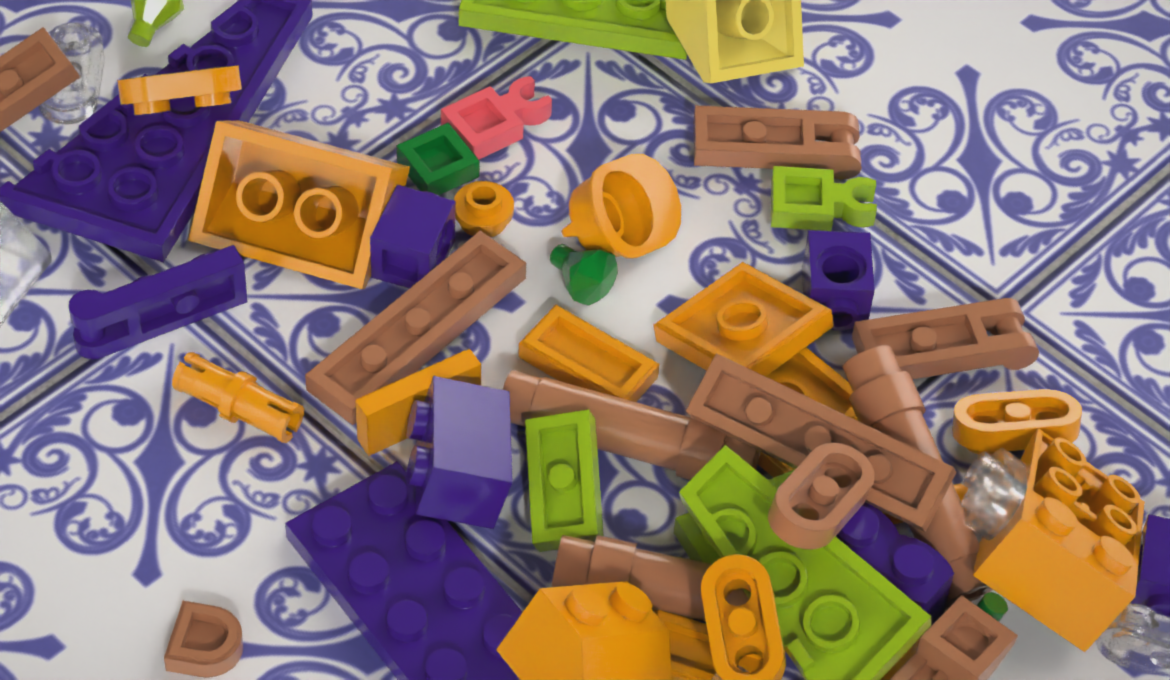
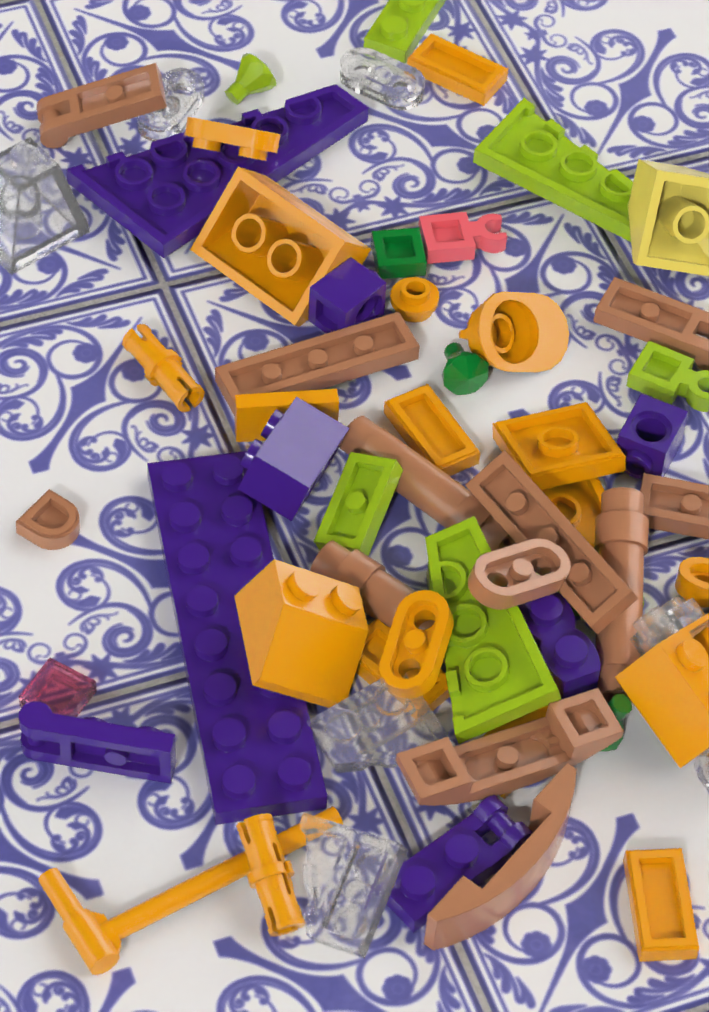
camera: 25 degrees right, 0 degrees up
(157, 303) = (140, 283): dark purple plate -> none

